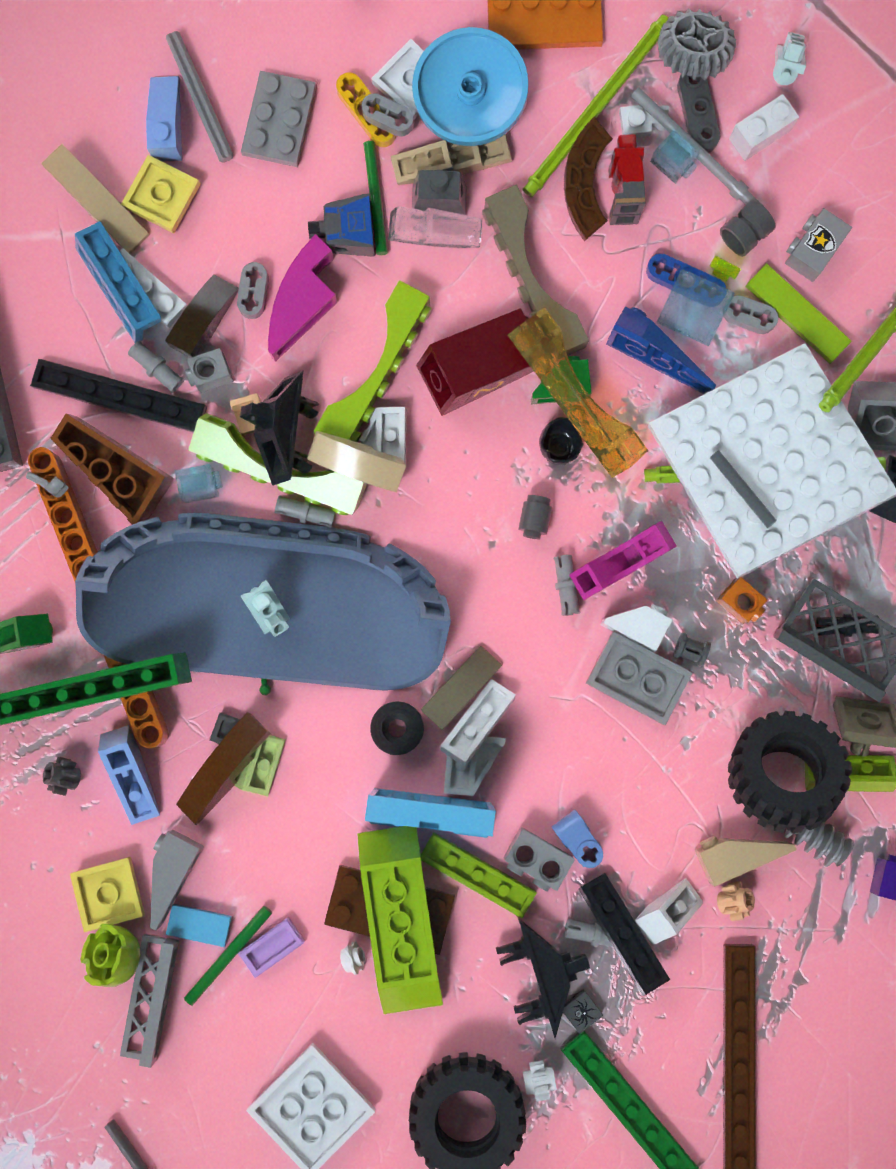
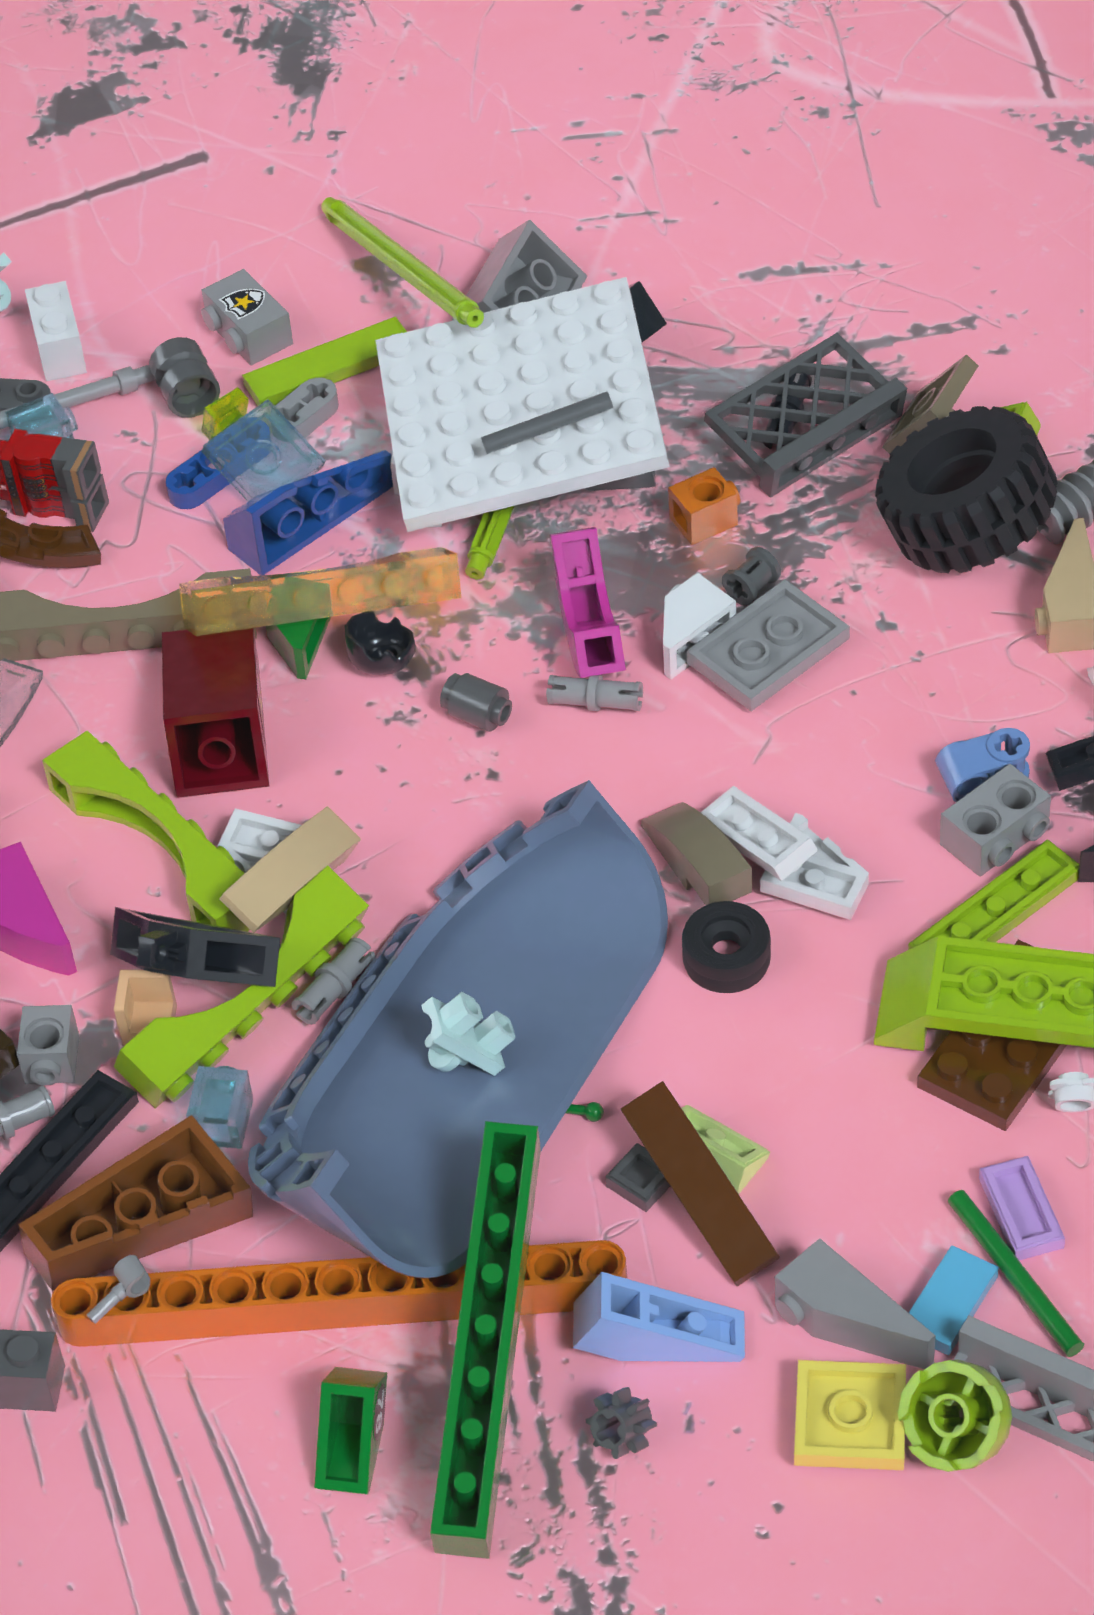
camera: 65 degrees left, 35 degrees down
(430, 812) = (872, 891): medium azure piece -> none

